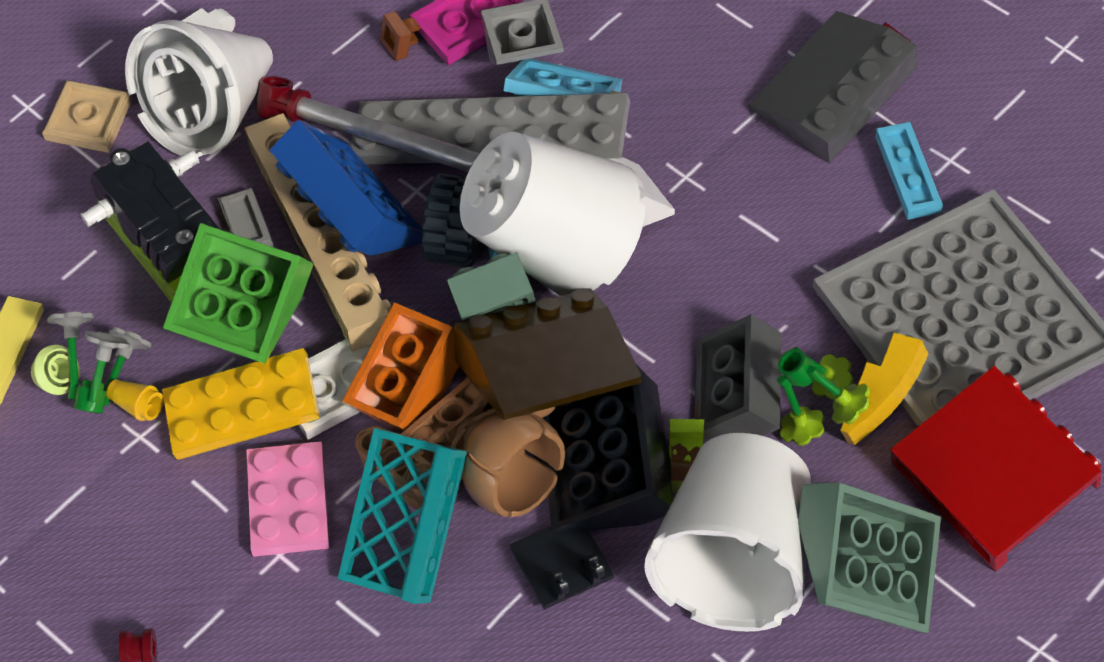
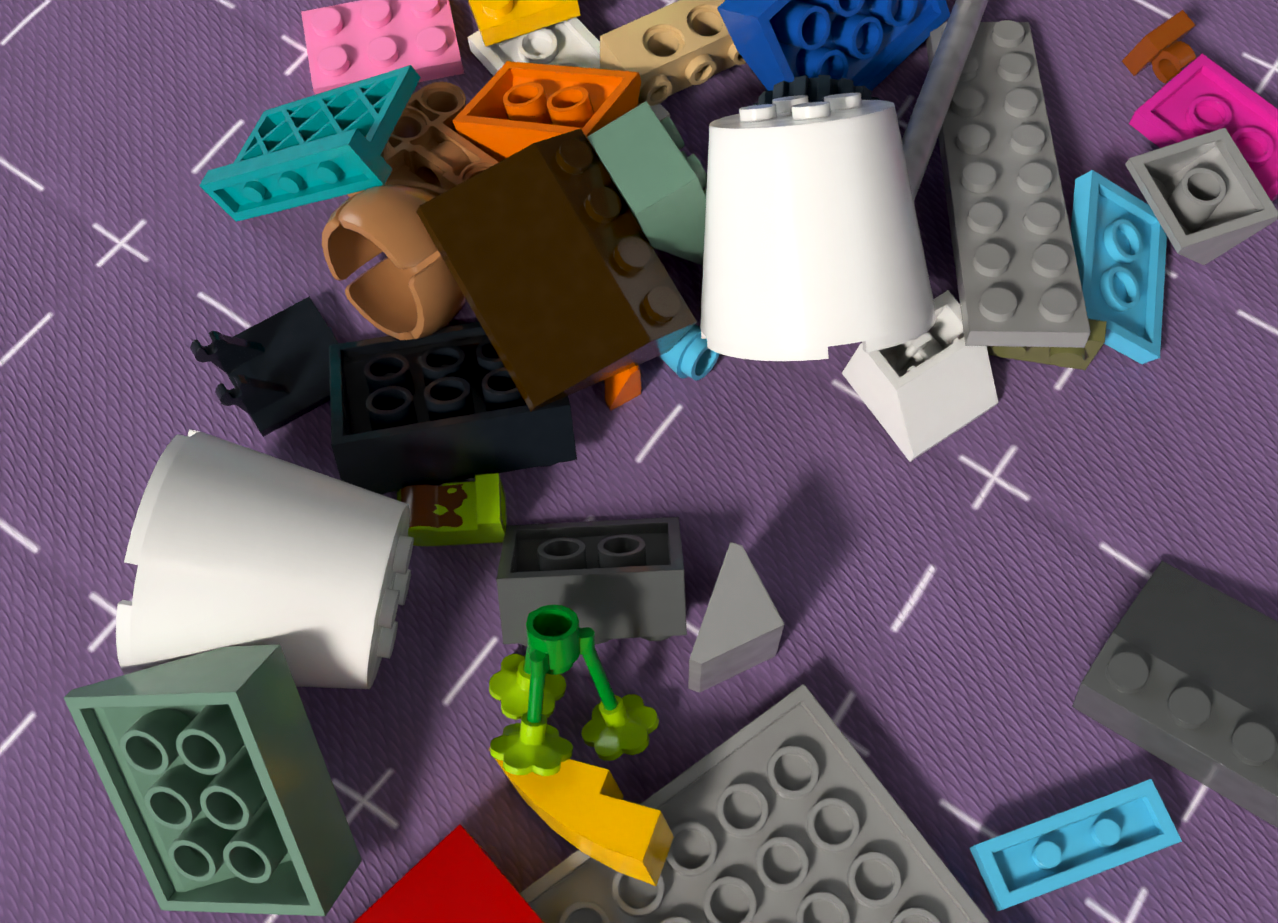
camera: 85 degrees right, 10 degrees up
(780, 300) = (738, 626): none -> light grey slope

